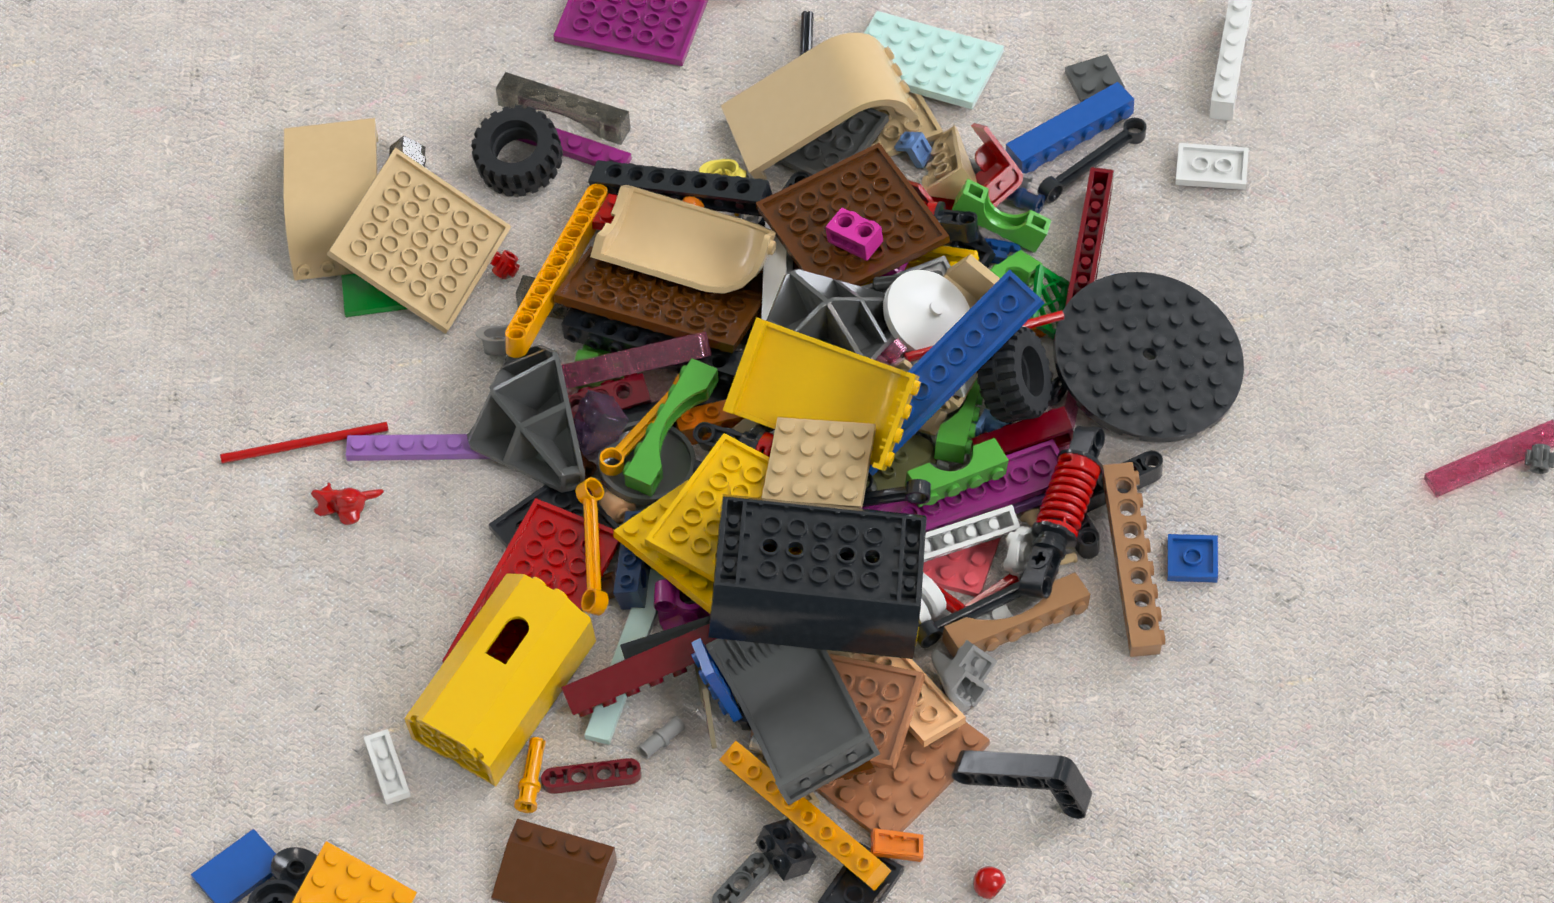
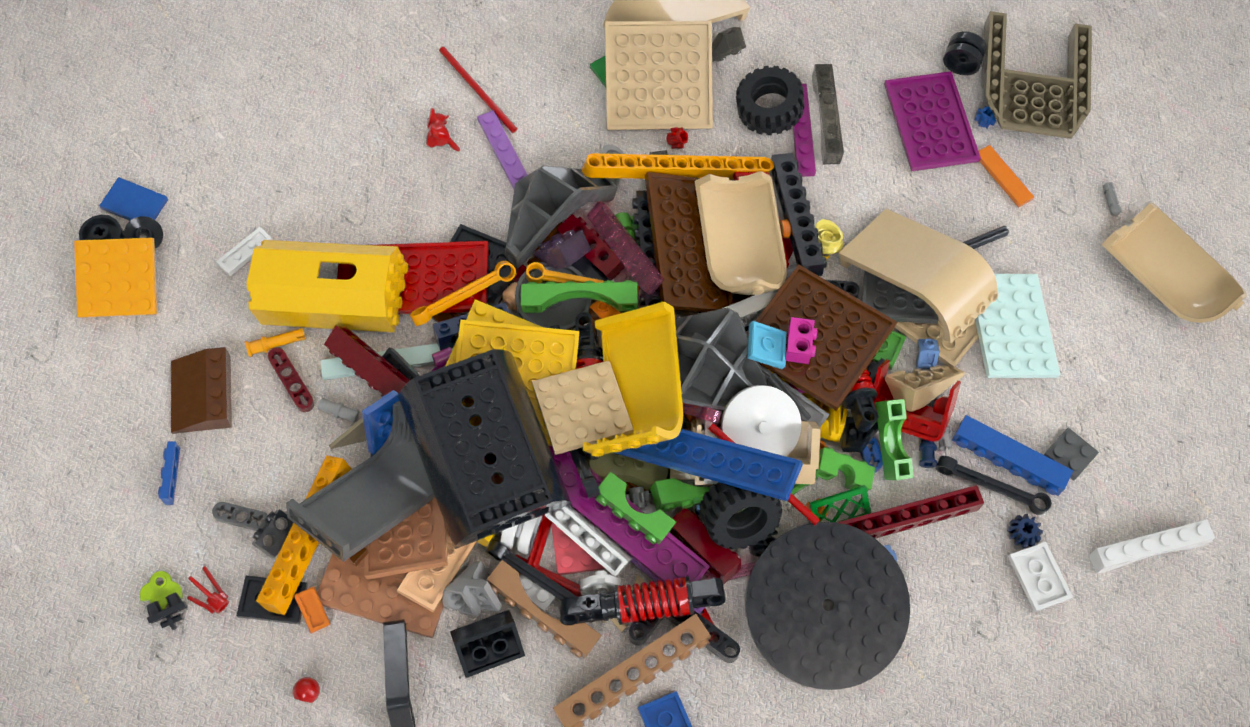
camera: 55 degrees right, 10 degrees up
(843, 264) = (767, 345): none -> medium azure plate
(1025, 687) = (487, 643): none -> black slope
(1157, 155) = (1032, 529): none -> dark blue gear

